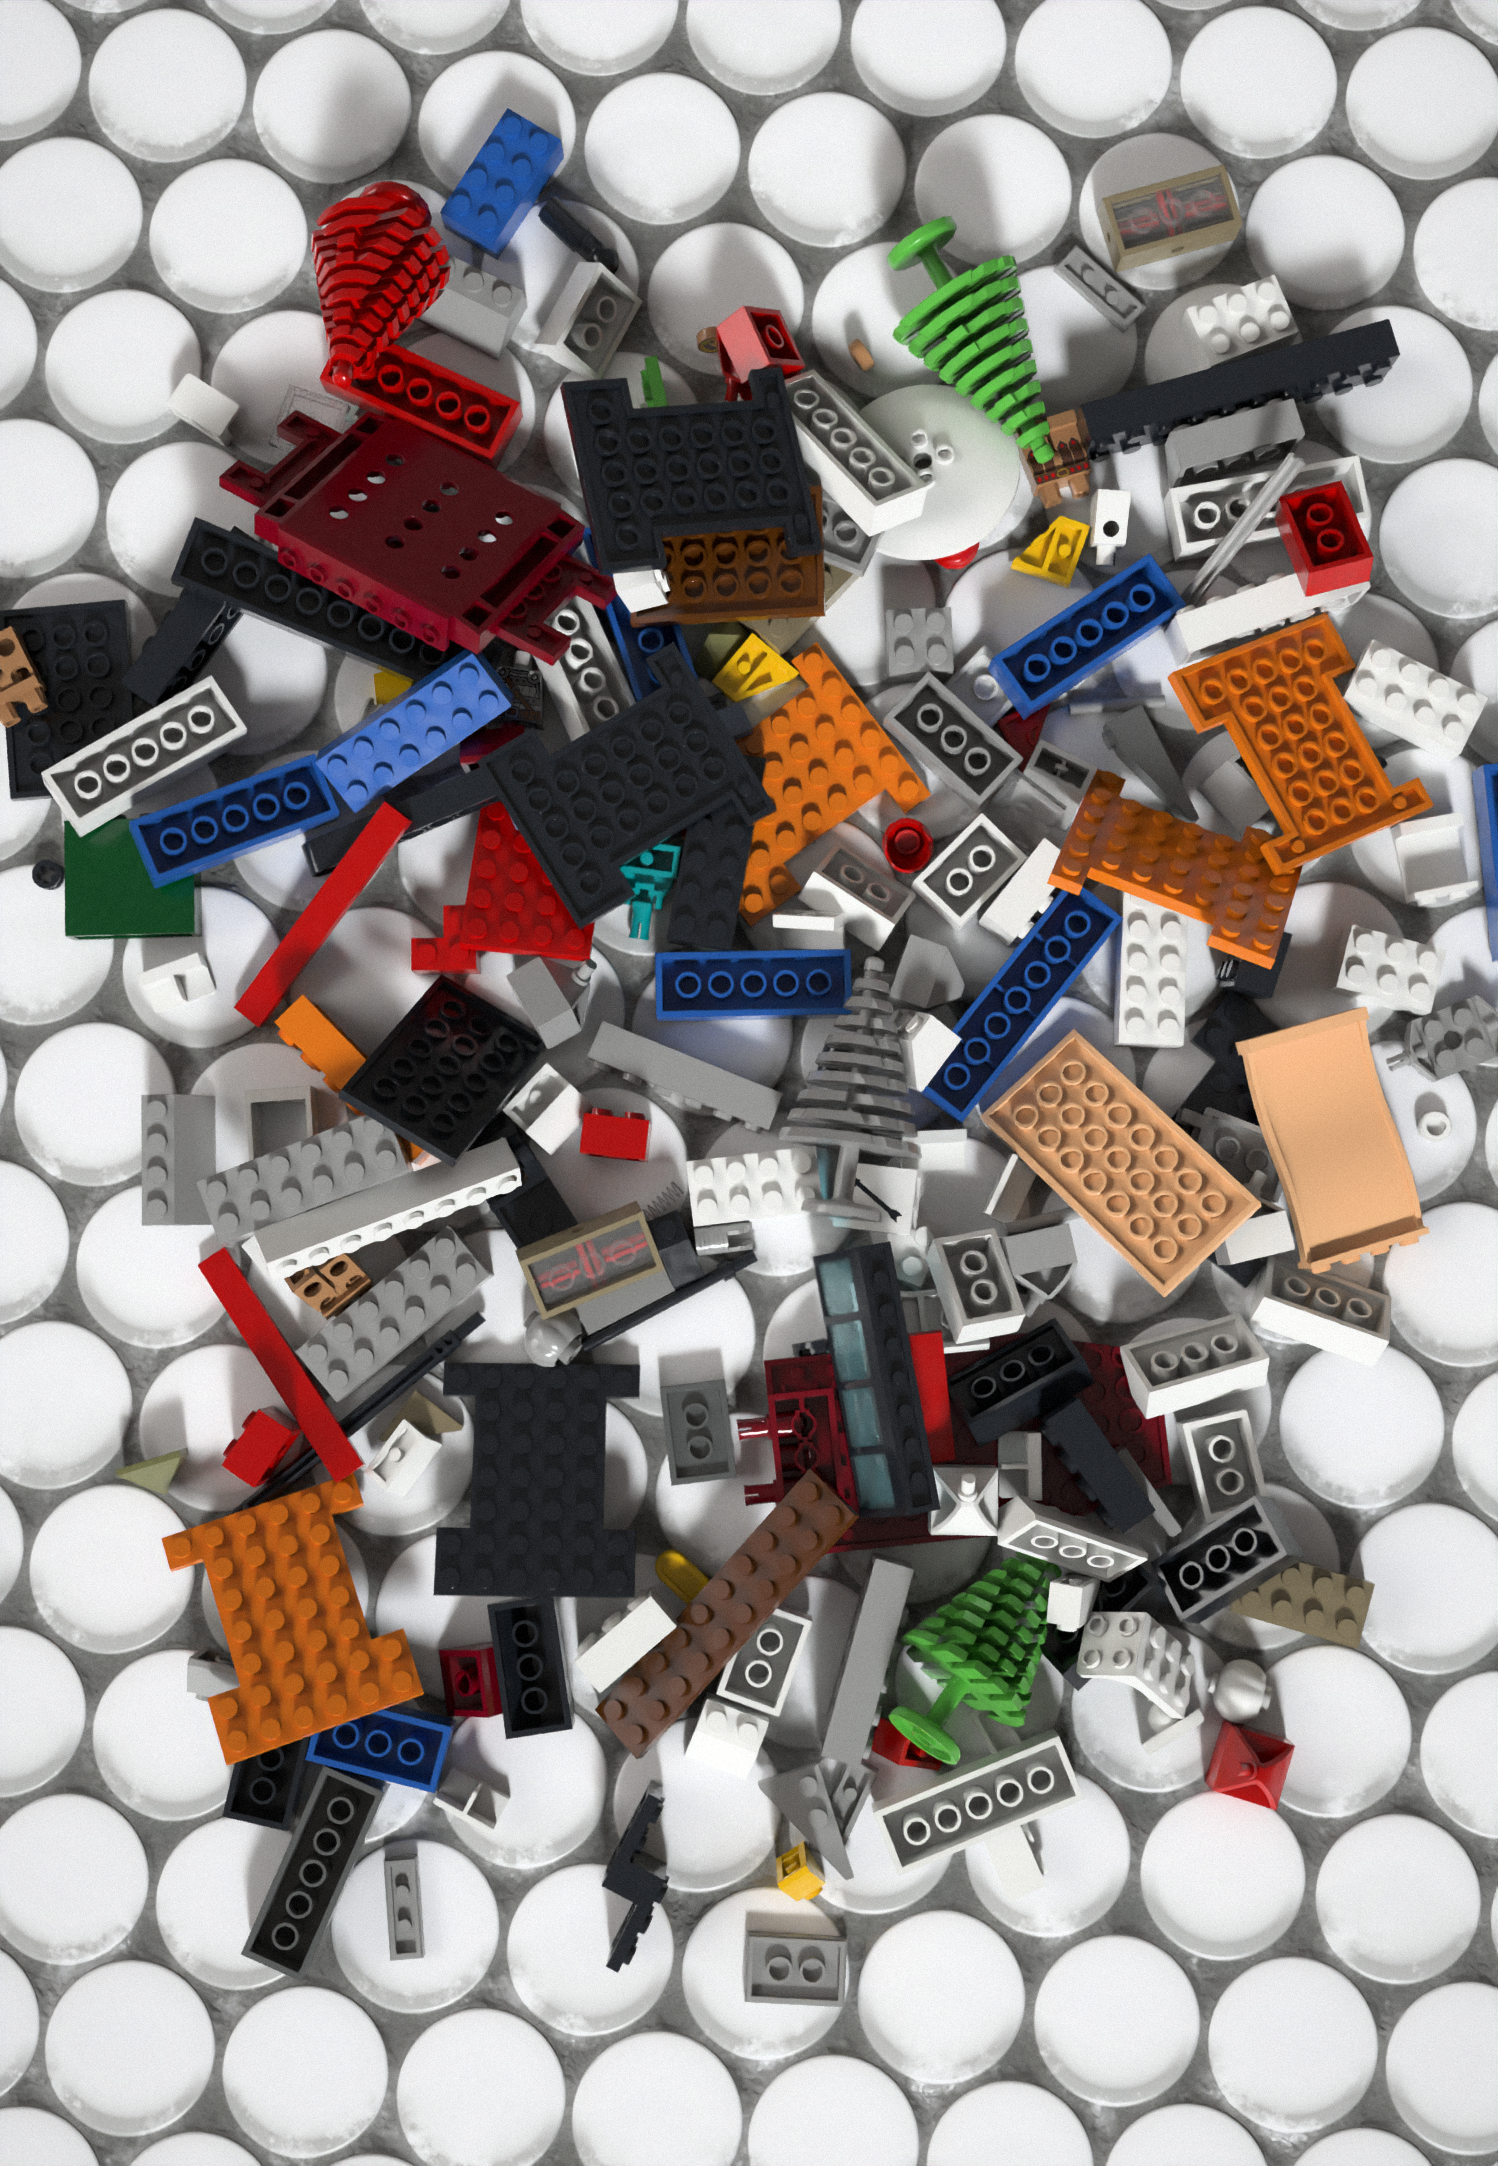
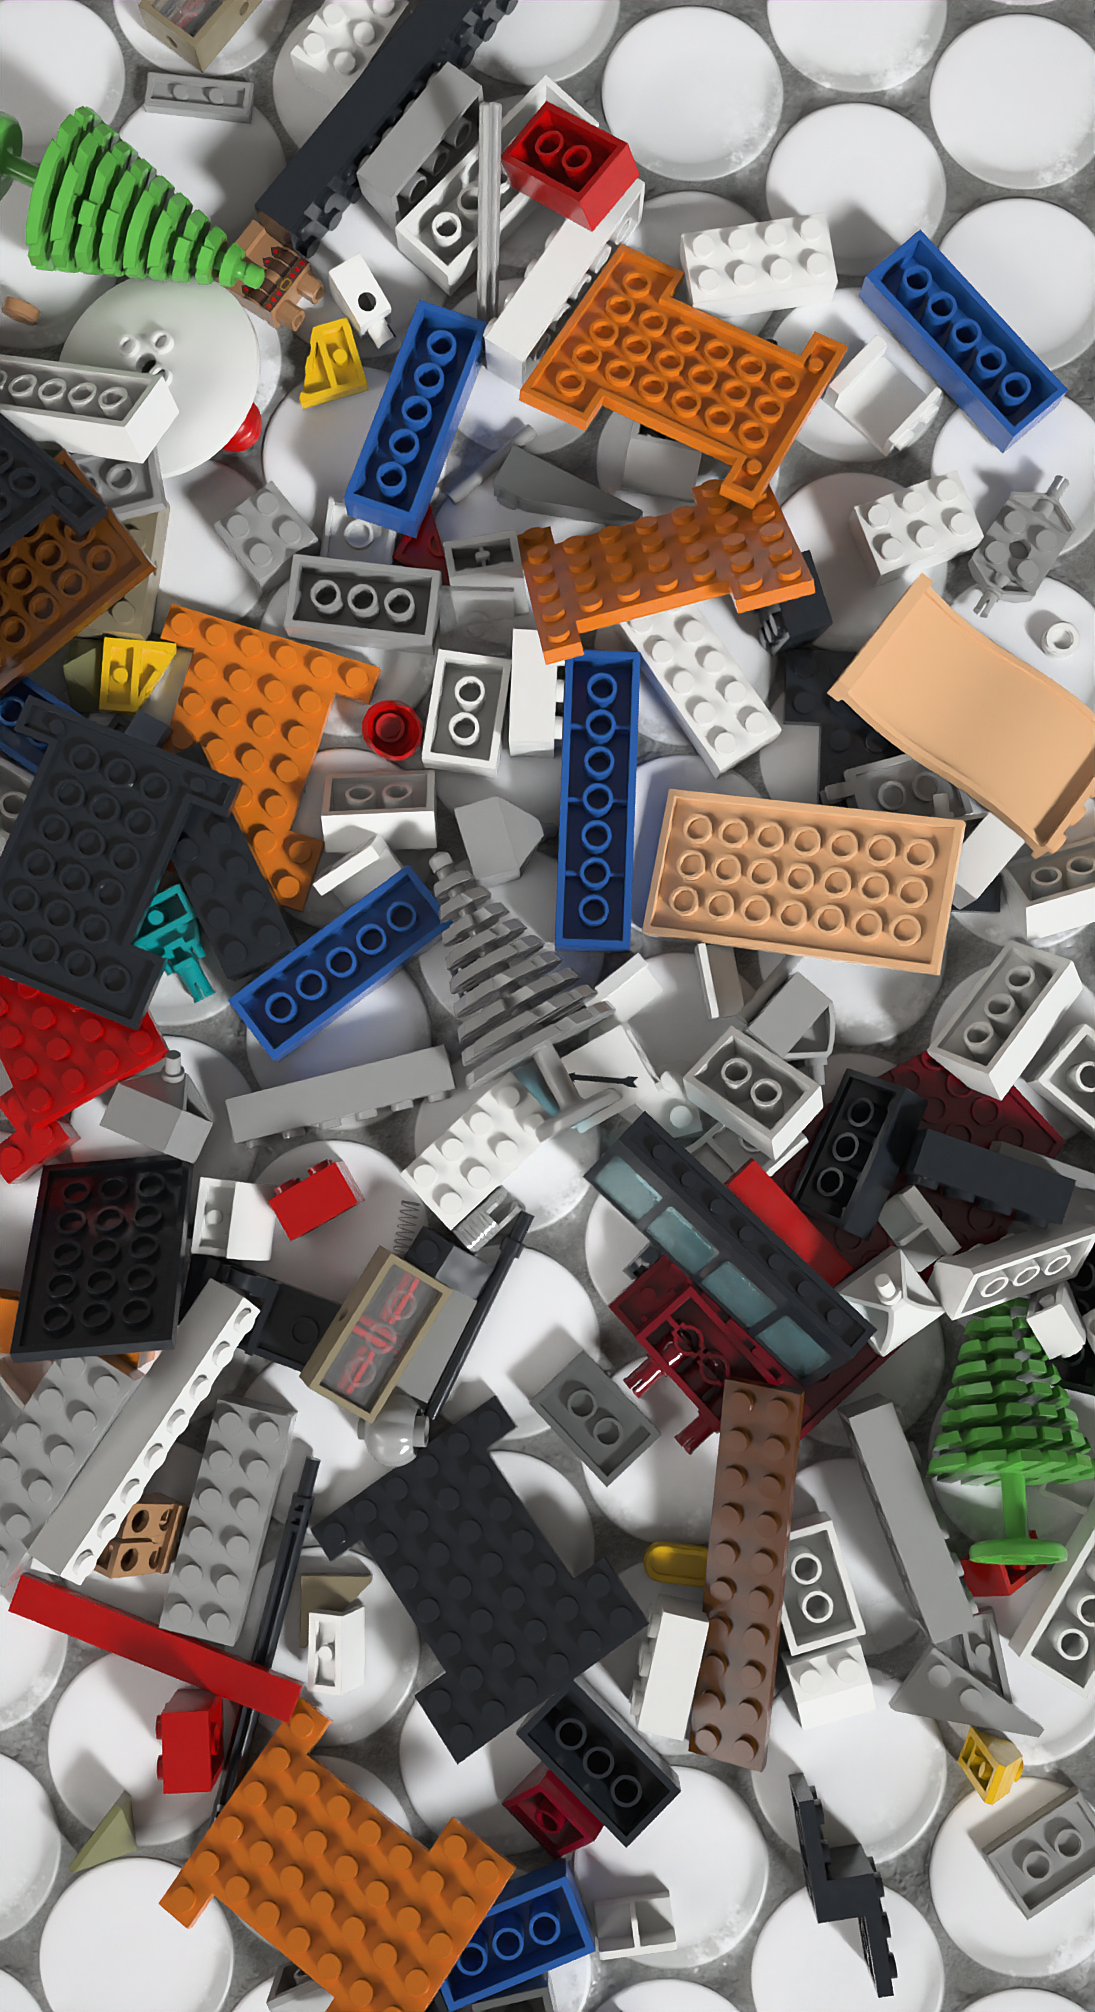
camera: 35 degrees left, 0 degrees up
(923, 1046) = (542, 904): white slope -> none

